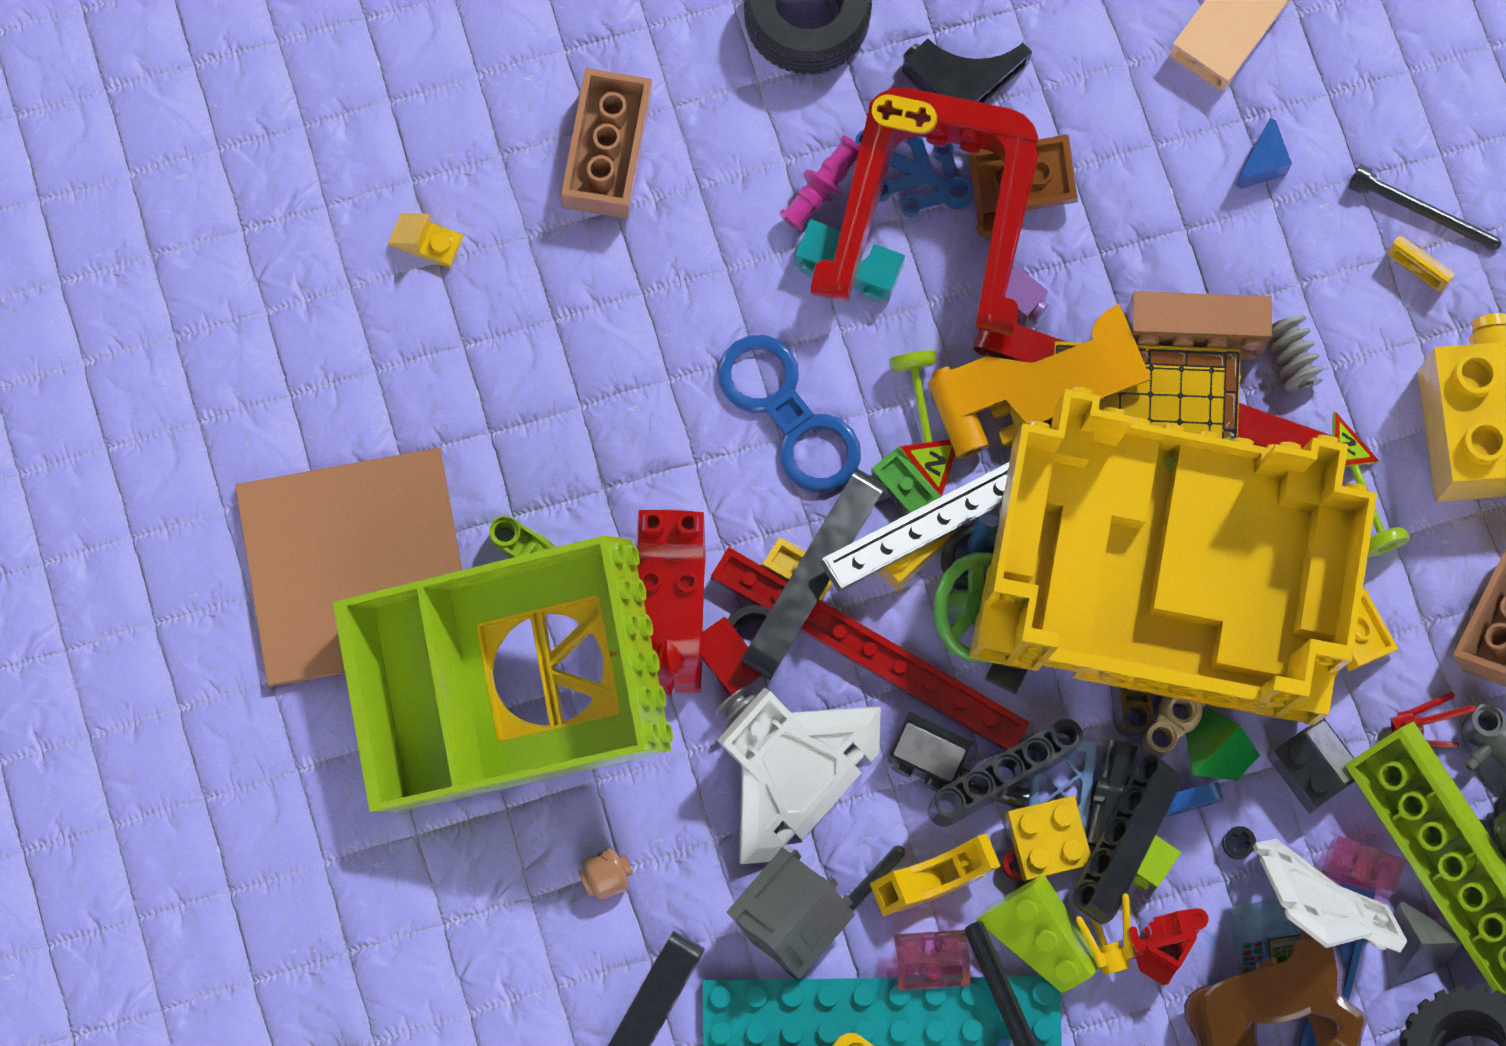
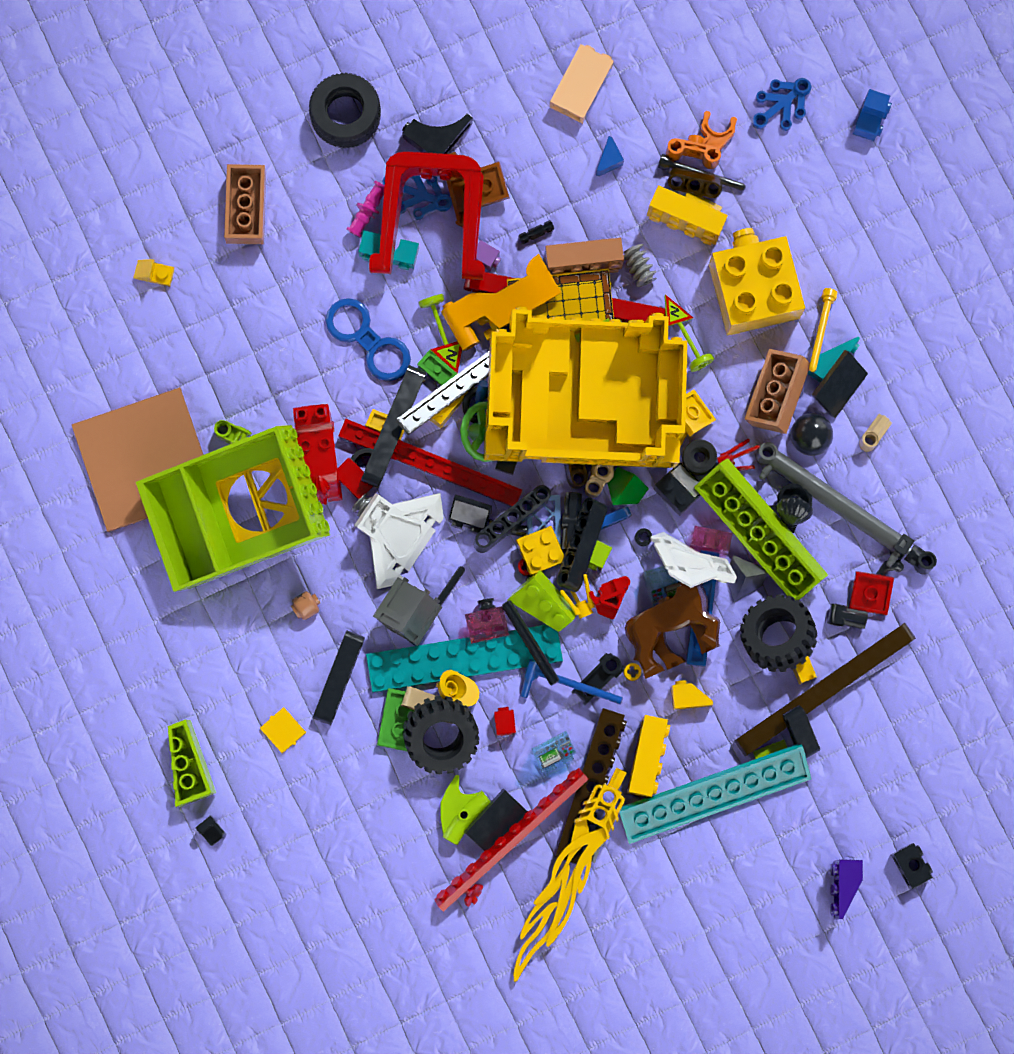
camera: 10 degrees left, 5 degrees up
(902, 122) = (405, 161): yellow beam -> none
(935, 921) = (486, 604): none -> black bush
(936, 876) = (482, 580): yellow arch -> none
(1116, 268) = (536, 232): none -> black axle
(1377, 702) = (691, 464): none -> black tyre
(1392, 277) = (686, 215): none -> yellow brick
(1423, 236) = (685, 184): none -> dark brown beam
(1434, 164) = (702, 147): none -> orange piece

